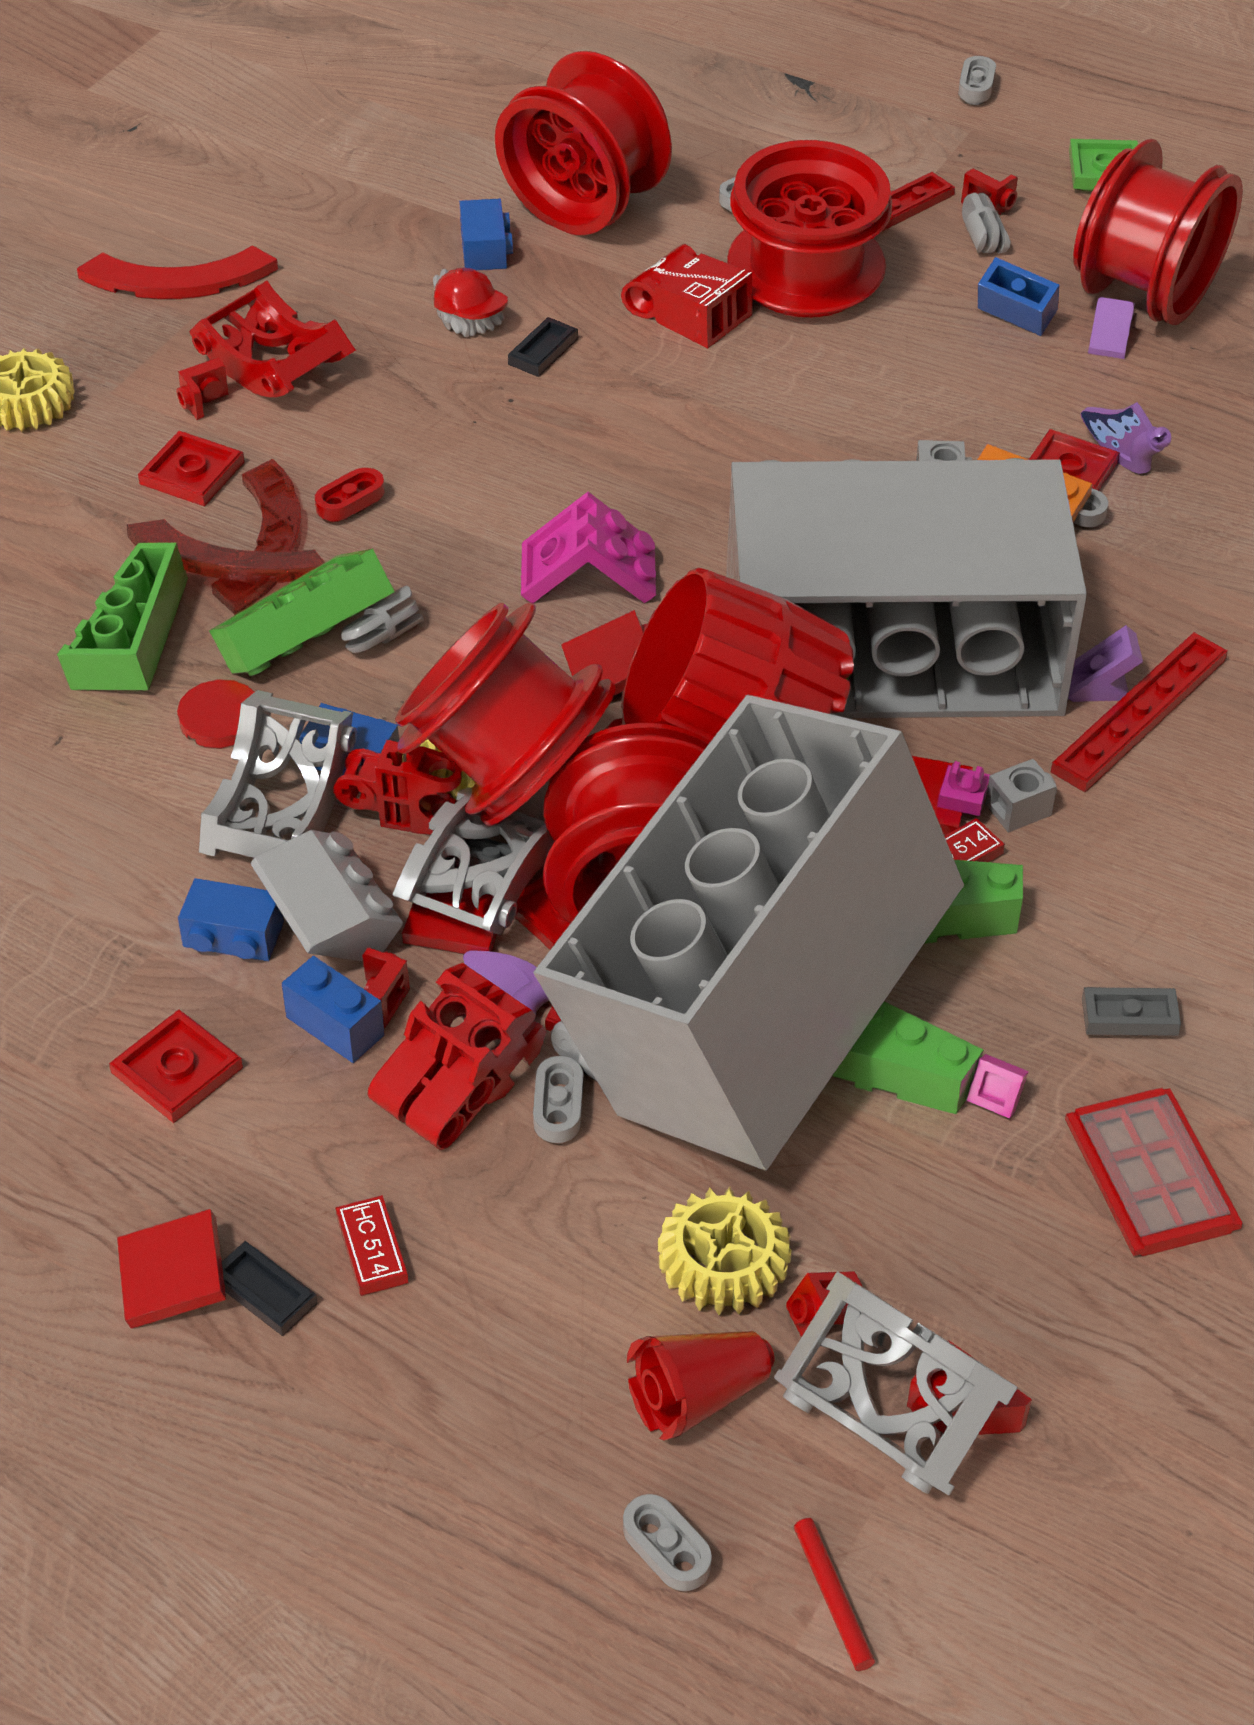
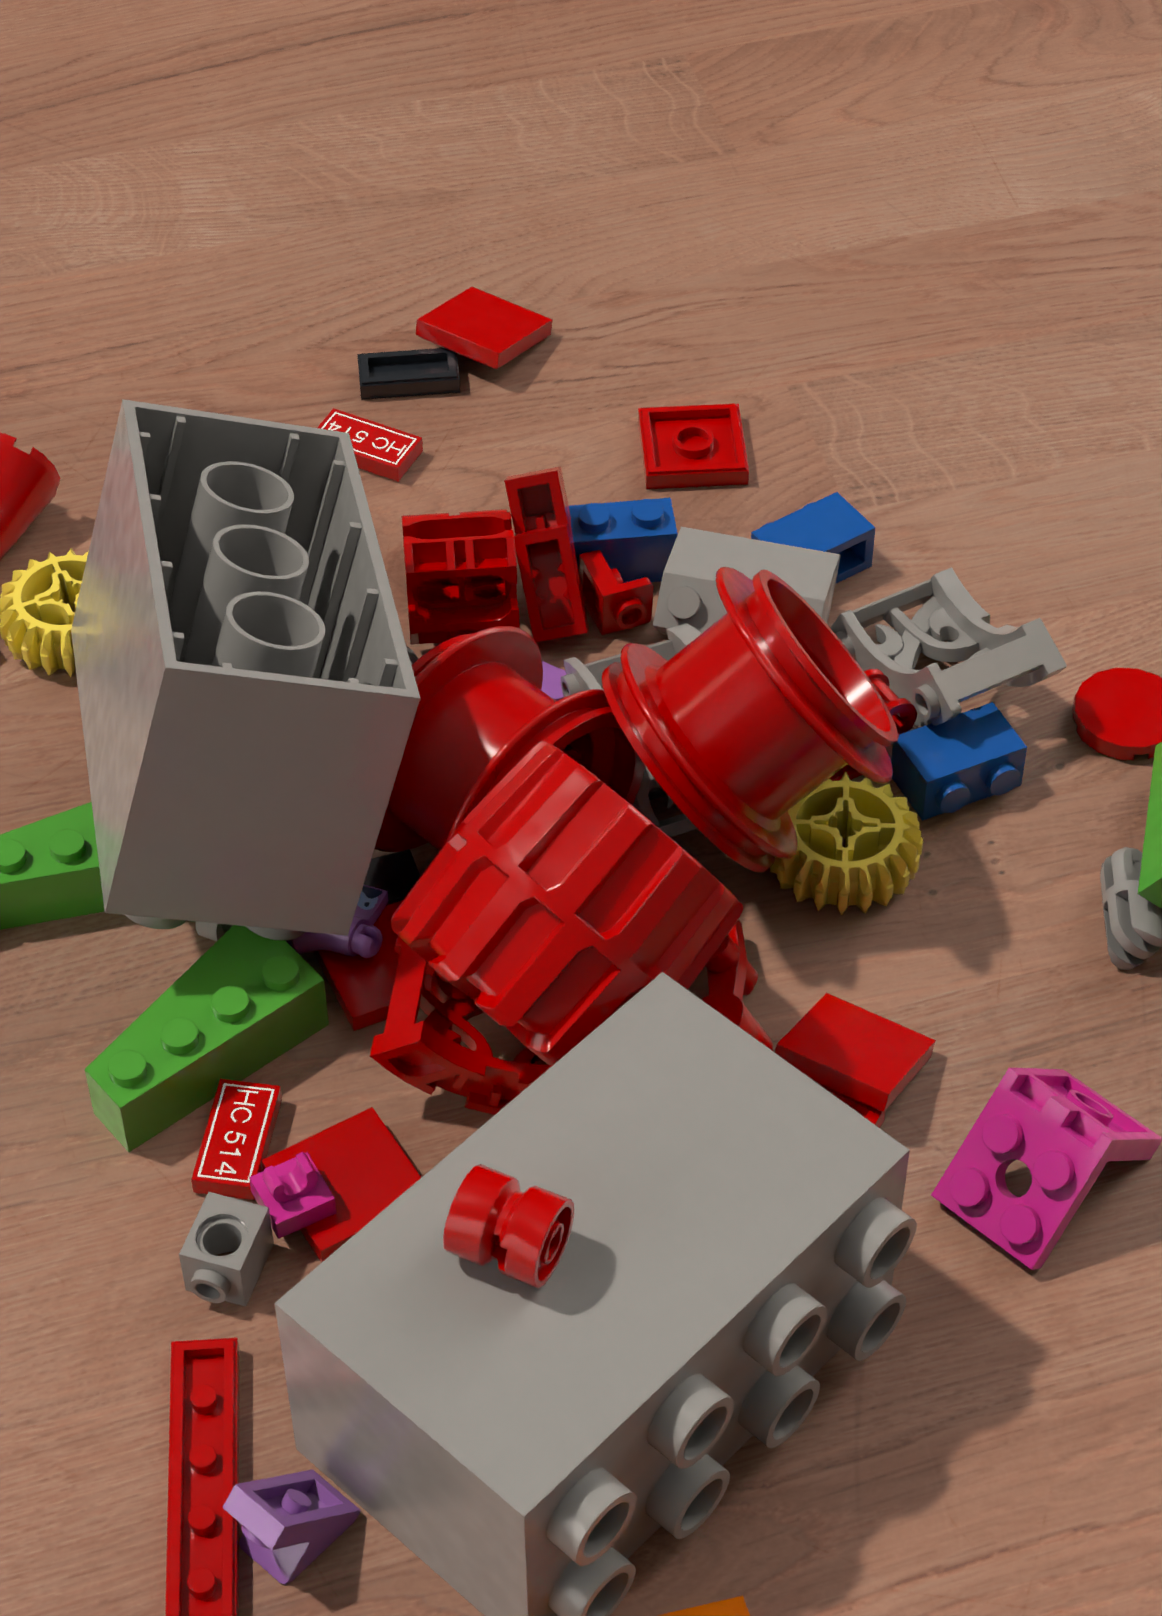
camera: 135 degrees right, 0 degrees up
(384, 1008) = (546, 554): none -> red slope
(959, 522) = (514, 1227): none -> red wheel

